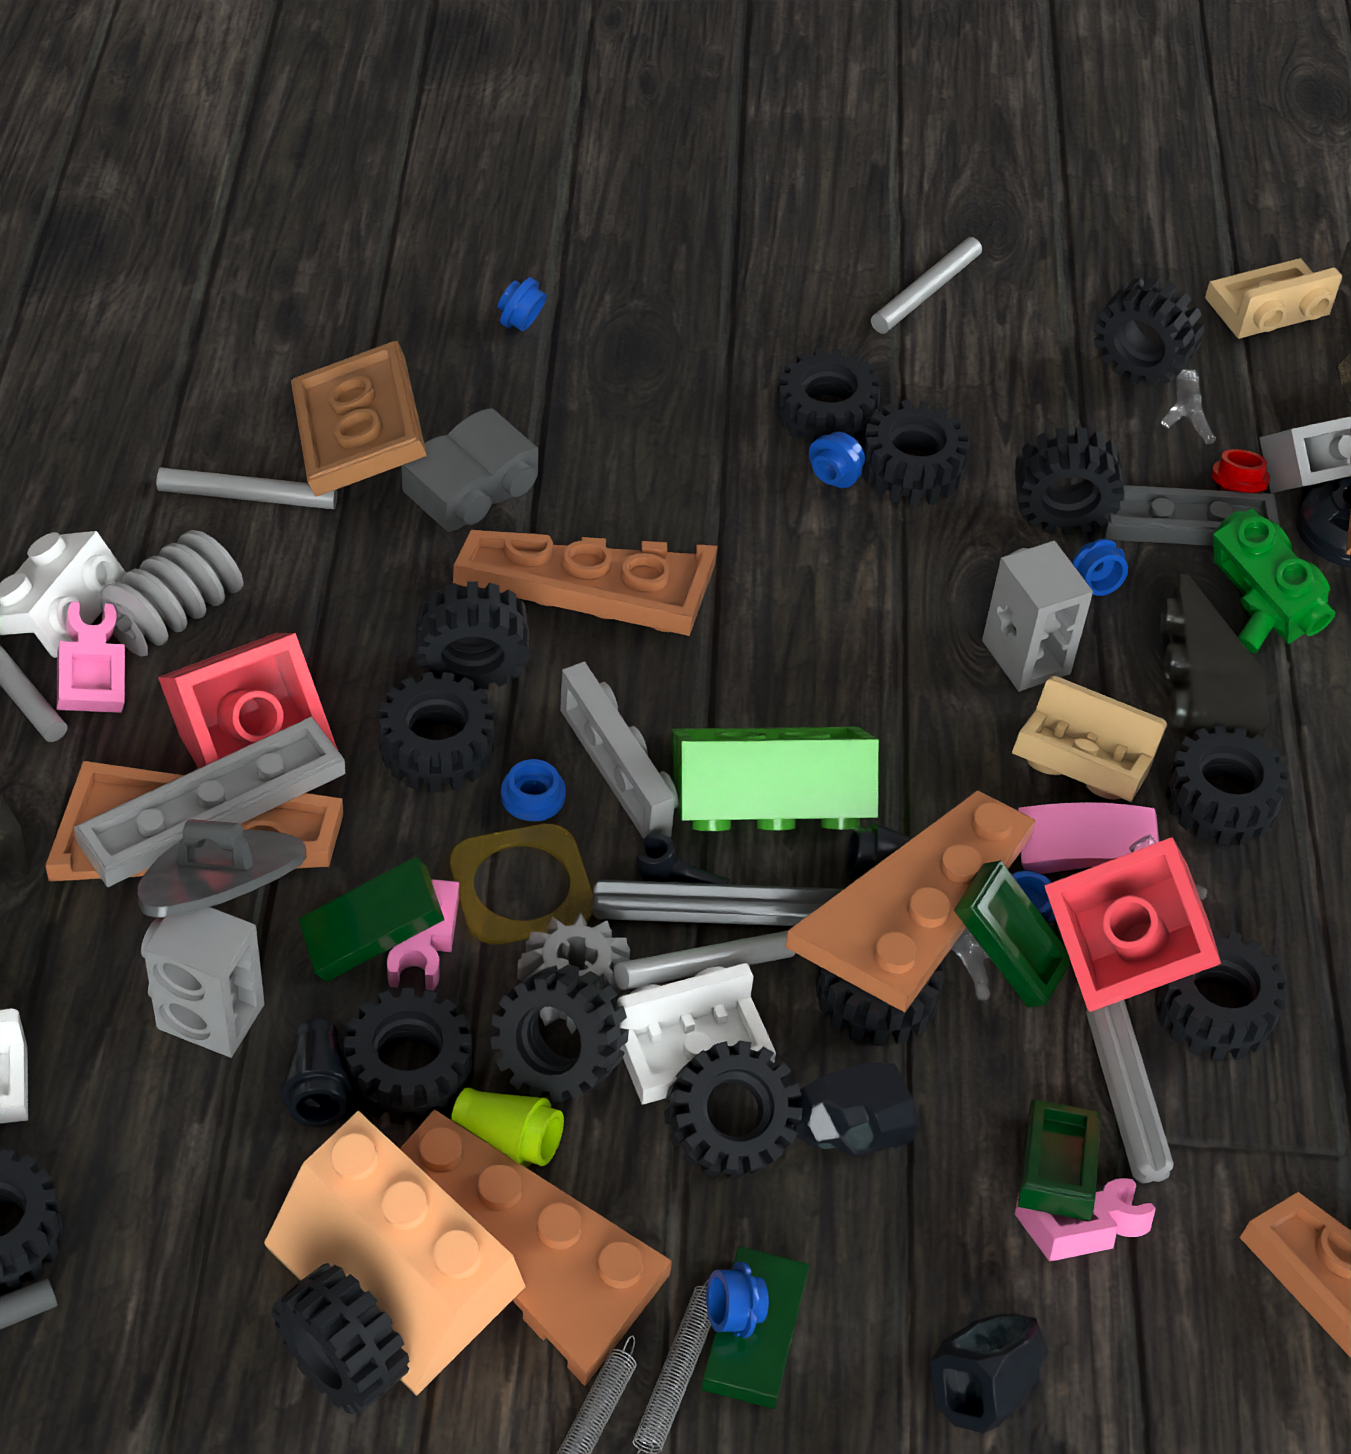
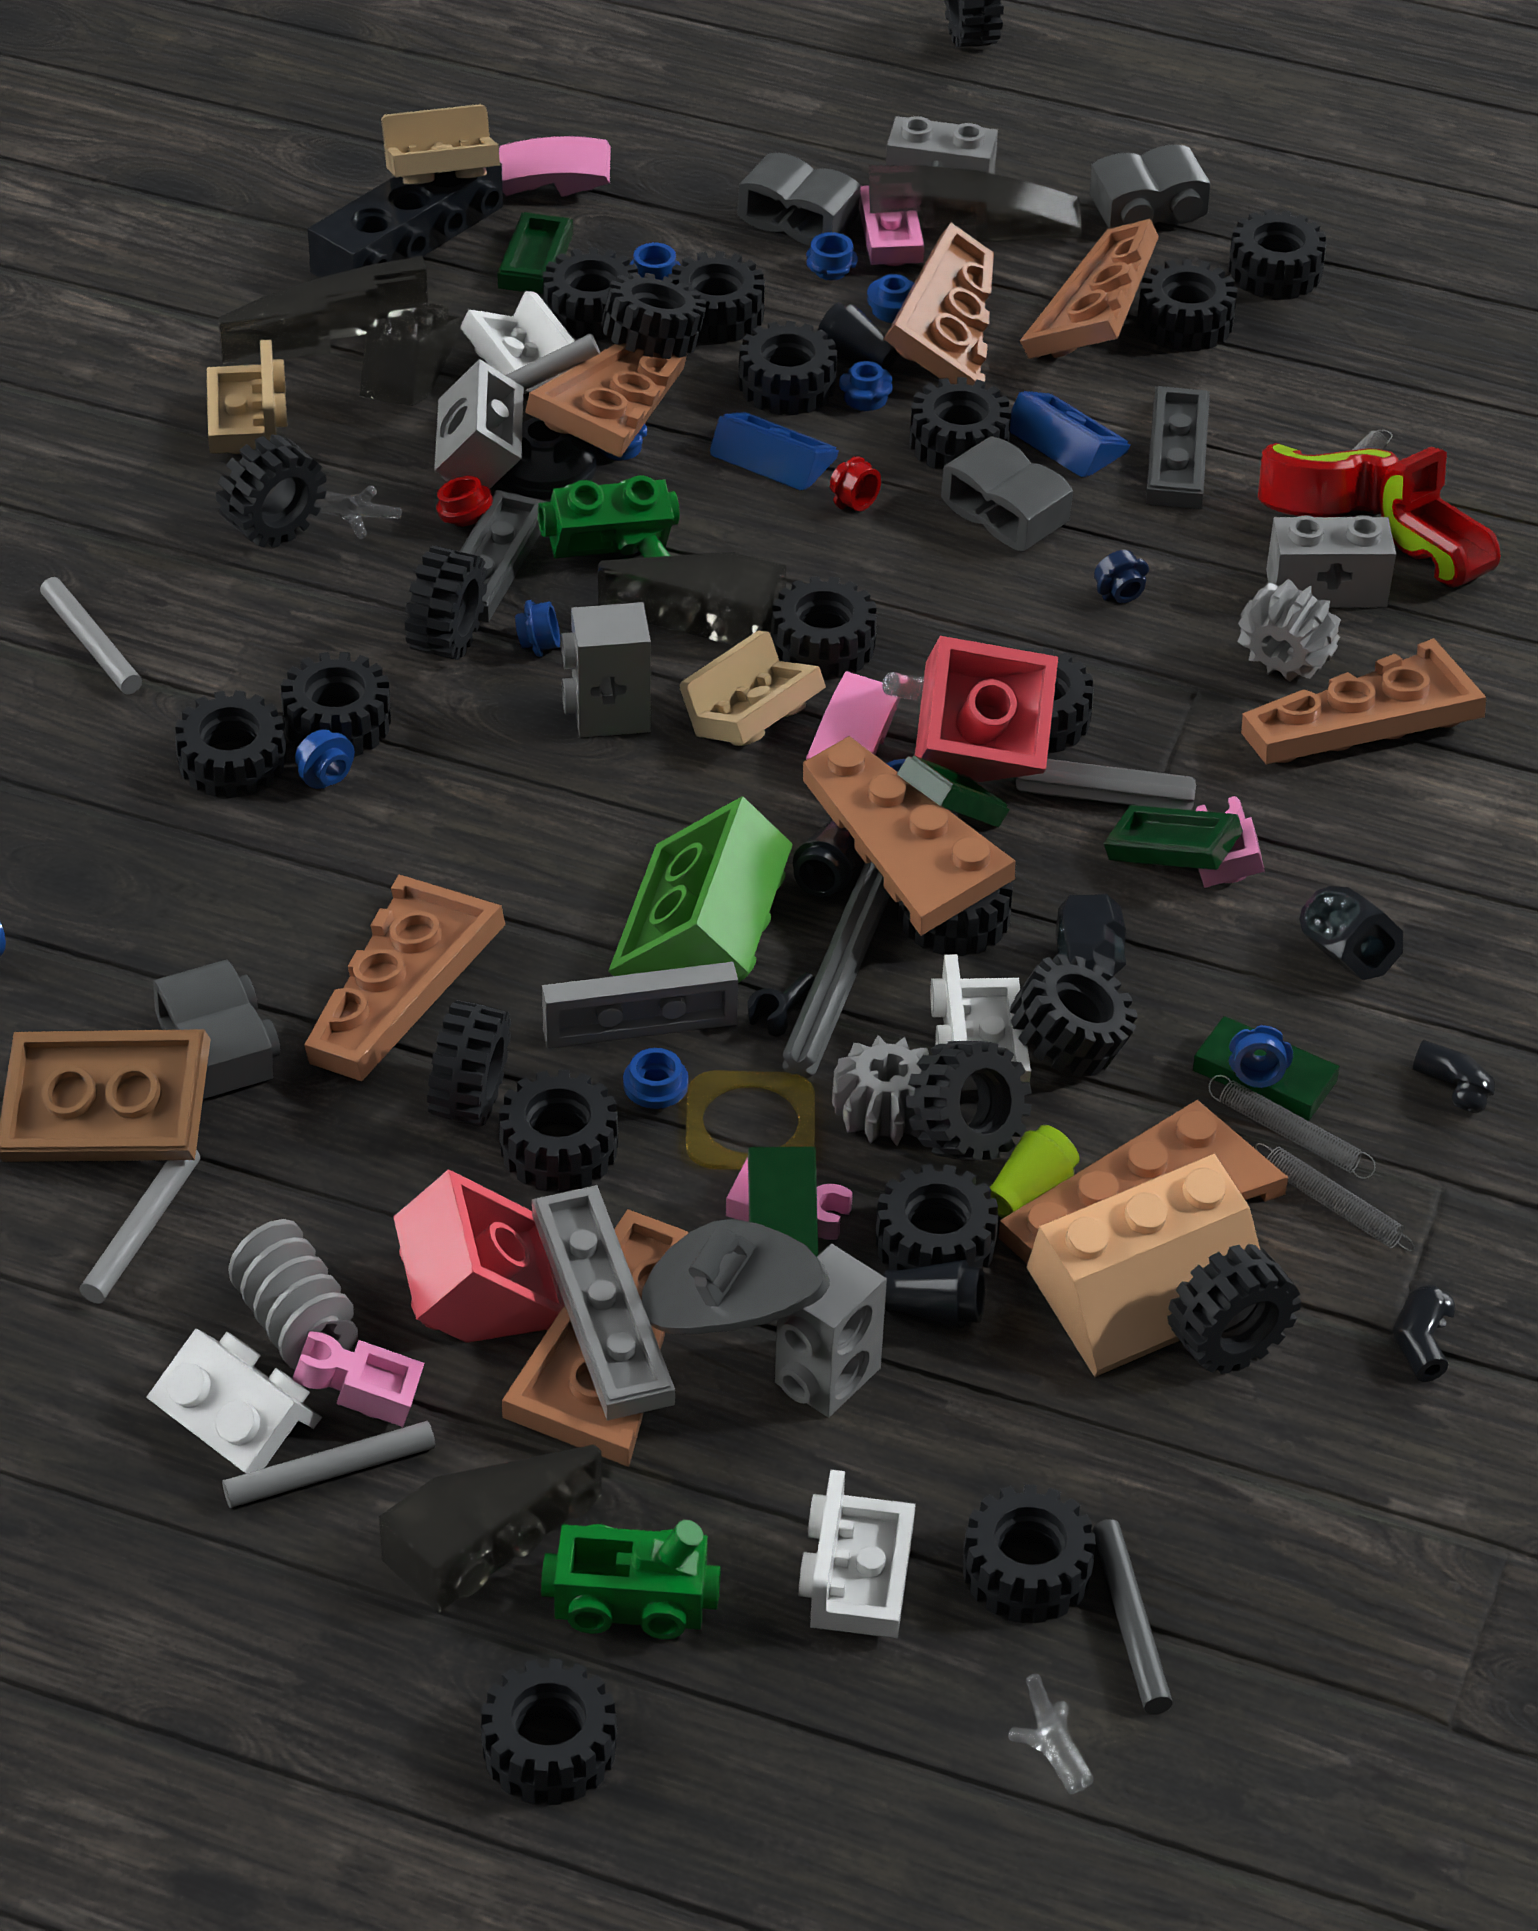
camera: 70 degrees left, 5 degrees down
(692, 961) = (909, 996): light grey bar -> none

